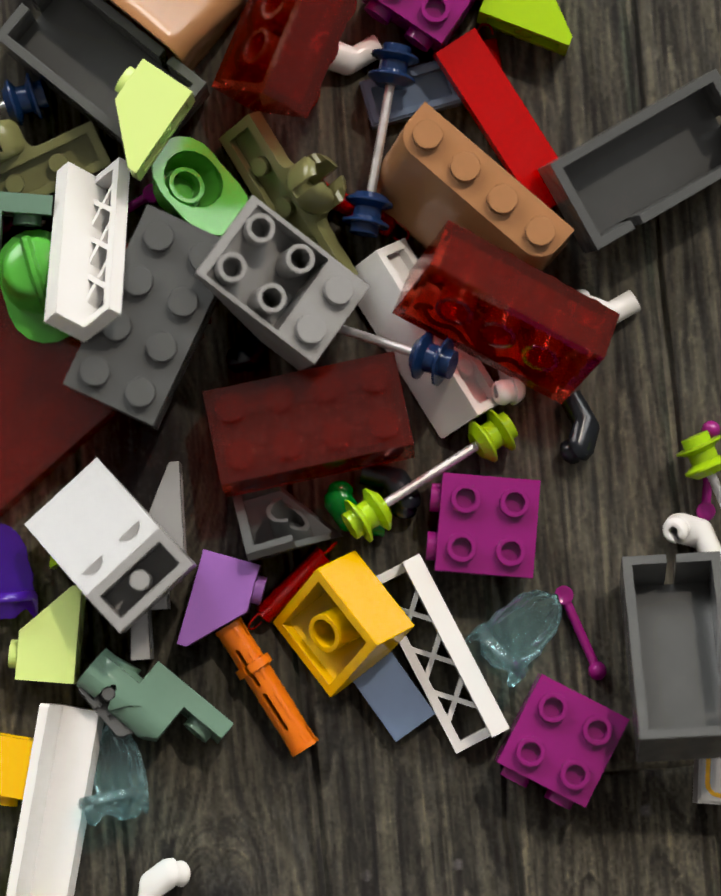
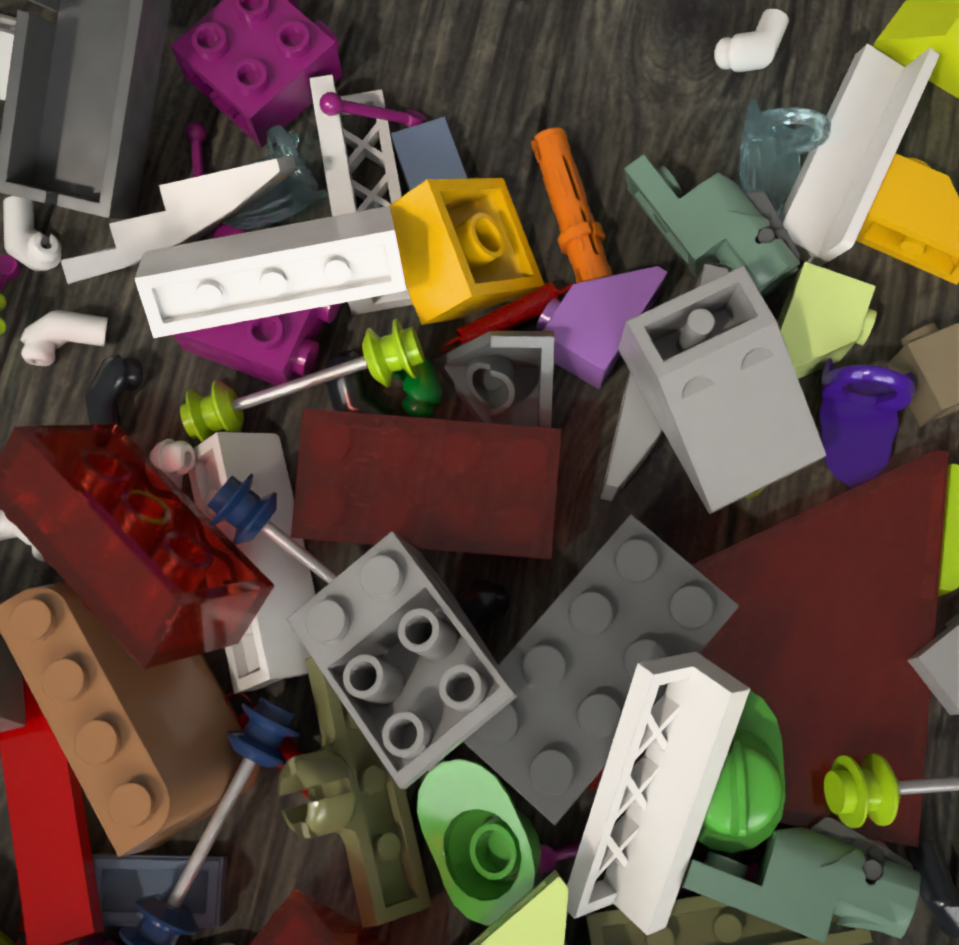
camera: 160 degrees left, 10 degrees down
(422, 735) = (332, 104): none -> magenta hinge
(472, 542) = (270, 272): none -> white panel
(555, 581) = (191, 211): none -> slope
(637, 469) = (57, 329): none -> white arm

